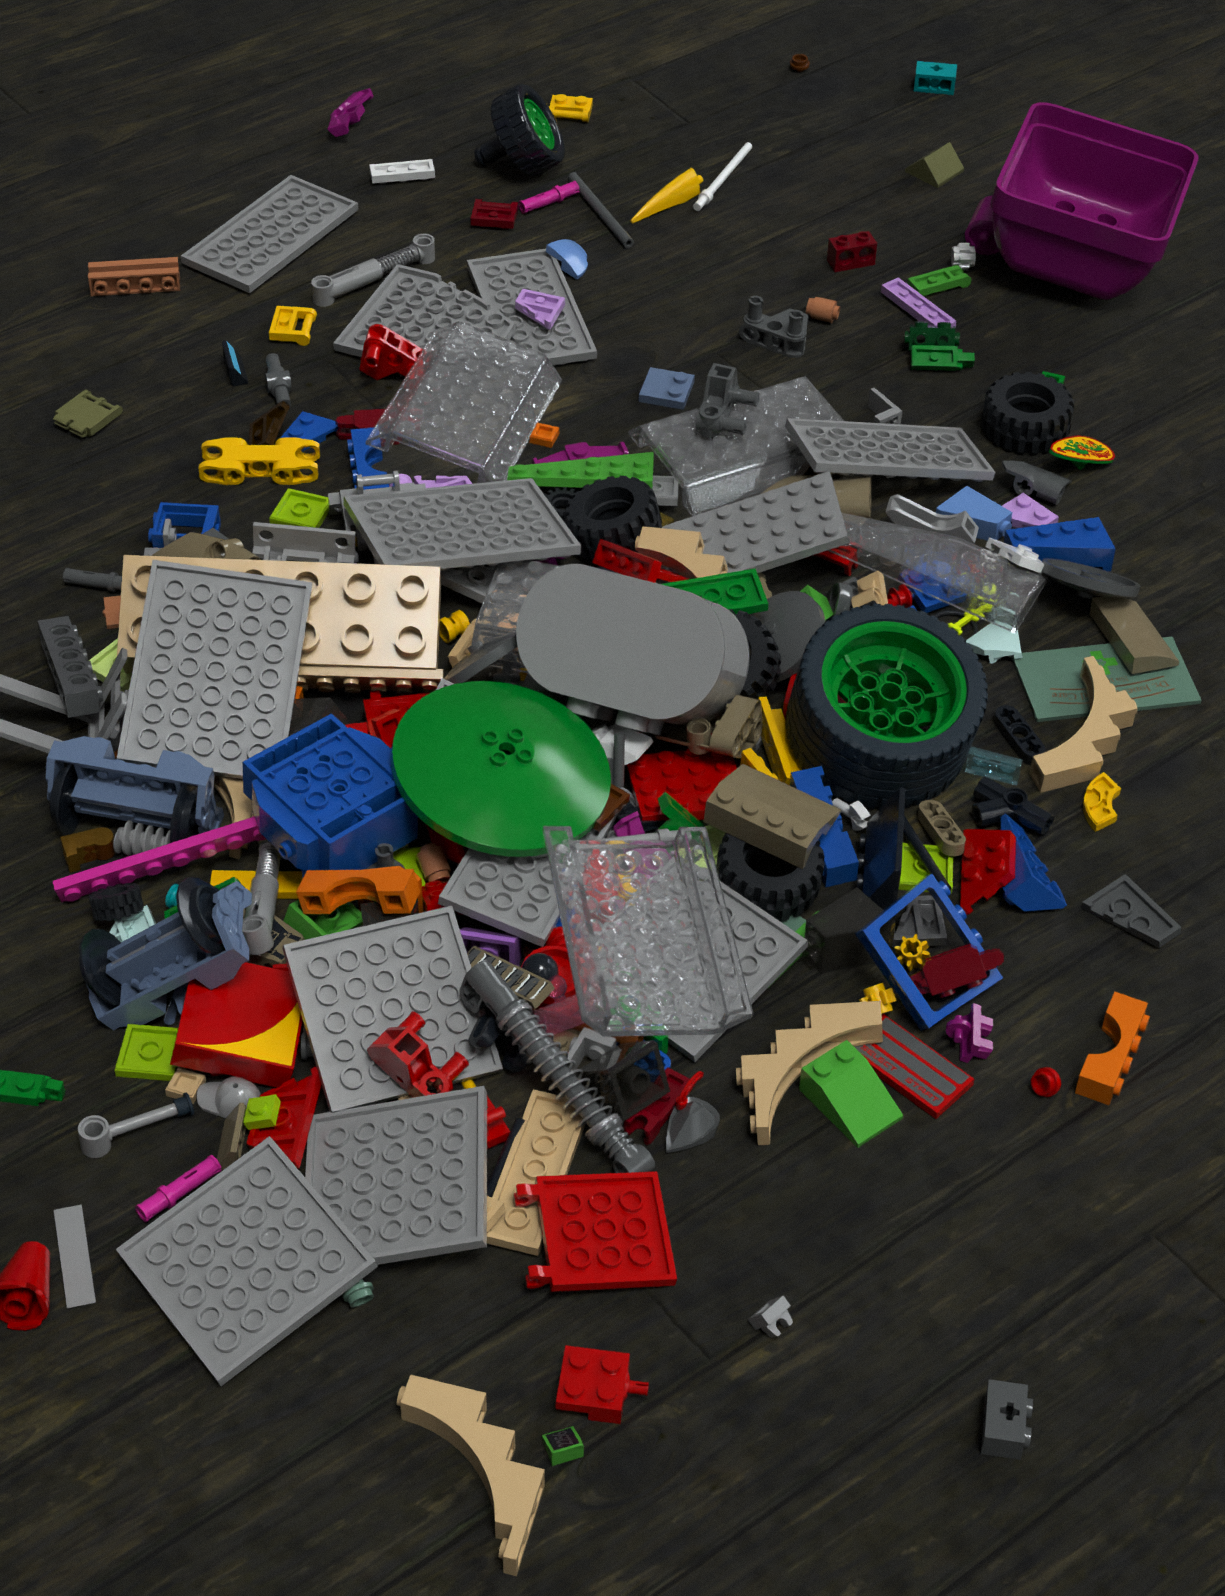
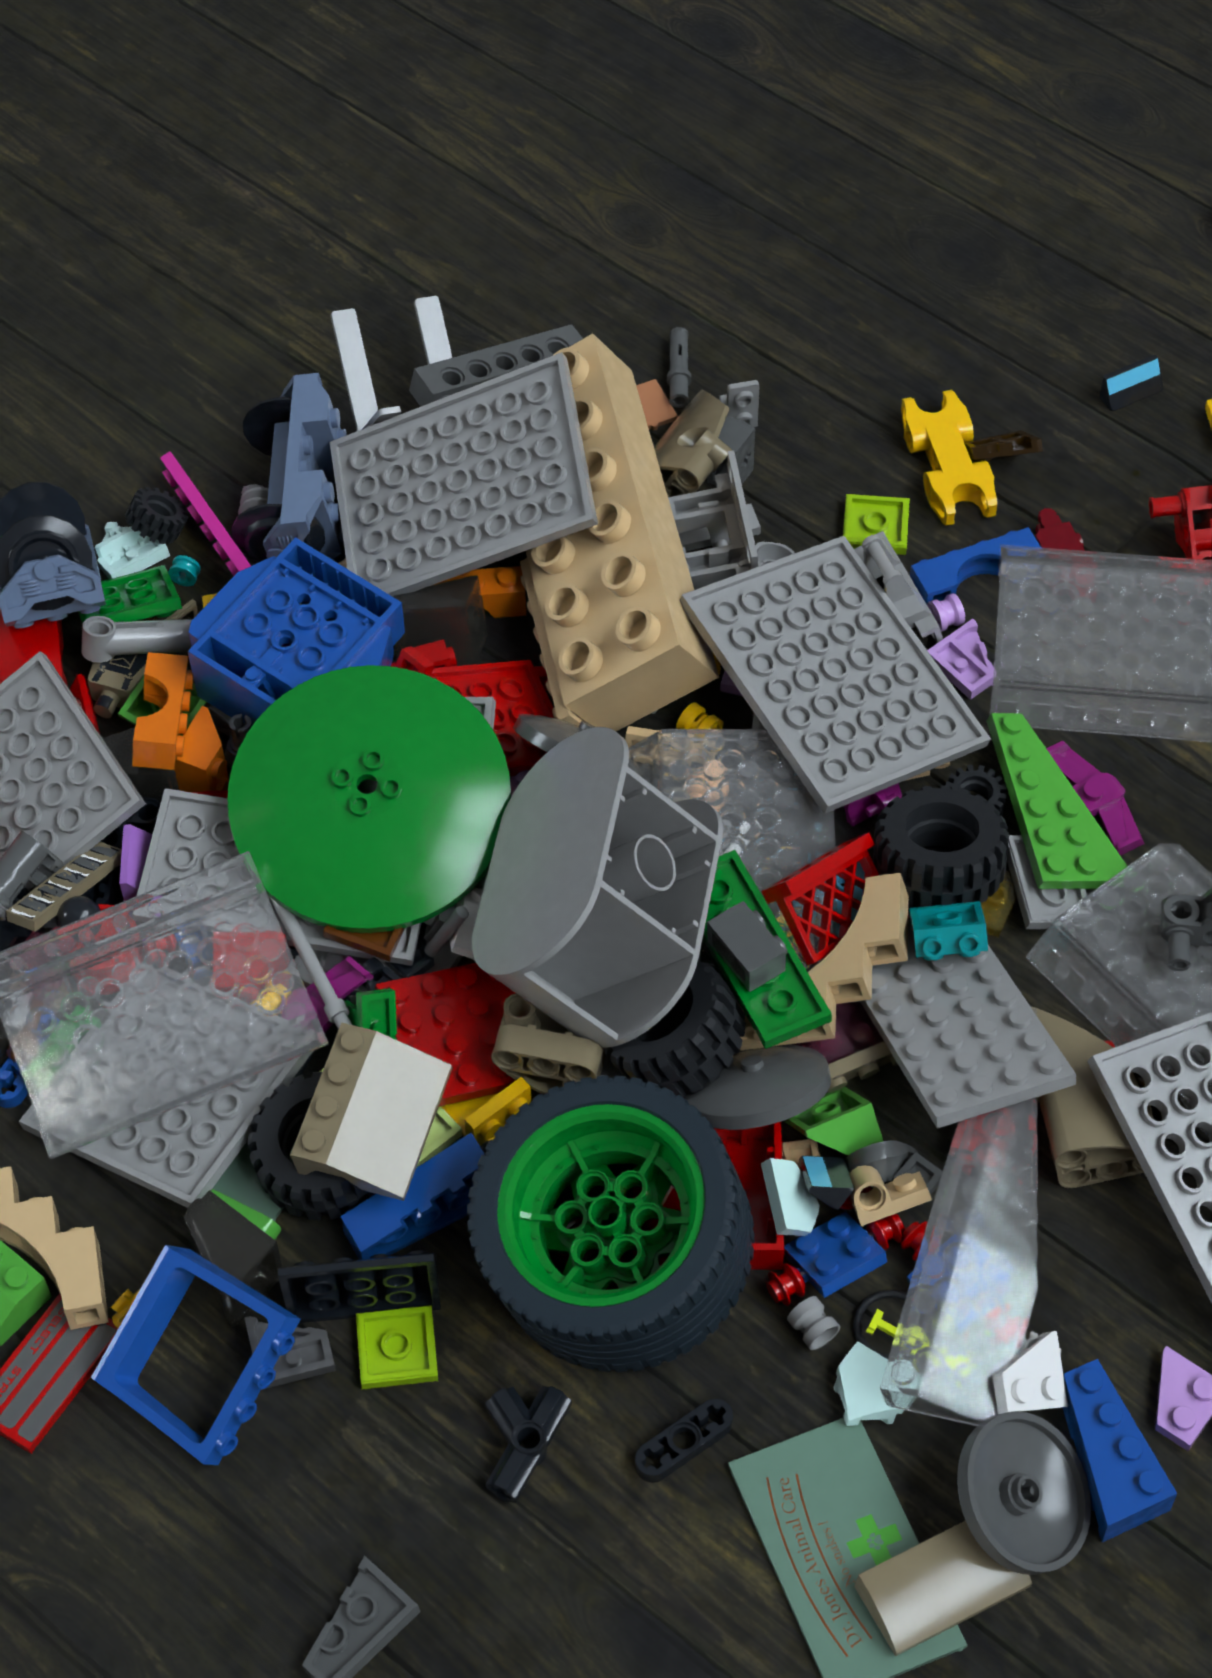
camera: 80 degrees right, 10 degrees up
(86, 416) = (974, 270): olive plate -> none
(87, 847) = (239, 465): pearl gold leg -> none
(183, 515) = (795, 440): blue window -> none
(278, 379) = (1113, 436): dark grey pin -> none
(311, 428) = (1031, 490): blue wing -> none
(544, 435) = (1130, 748): orange tile -> none
(689, 514) = (948, 930): none -> teal plate
(704, 583) = (747, 945): none -> dark grey brick
(855, 811) = (458, 1247): white bar -> none
(910, 514) = (1085, 1254): light grey arch -> none
(916, 946) = (225, 1344): yellow gear -> none
(922, 852) = (409, 1332): black bar -> none
(926, 813) = (436, 1354): dark tan beam -> none
(956, 968) = (188, 1395): dark red hinge -> none
(968, 1032) = (118, 1436): magenta hips -> none
(986, 864) = (400, 1417): red wing -> none
(987, 514) = (1144, 1318): medium blue slope -> none
(993, 765) = (603, 1424): clear light blue plate -> none
(1031, 886) = (402, 1473): blue wedge -> none
(1046, 1082) = (35, 1540): red plate -> none
(1081, 755) = (700, 1543): tan arch -> none
(1098, 802) = (576, 1564): yellow tile -> none
(1102, 1072) = (147, 1629): orange arch -> none

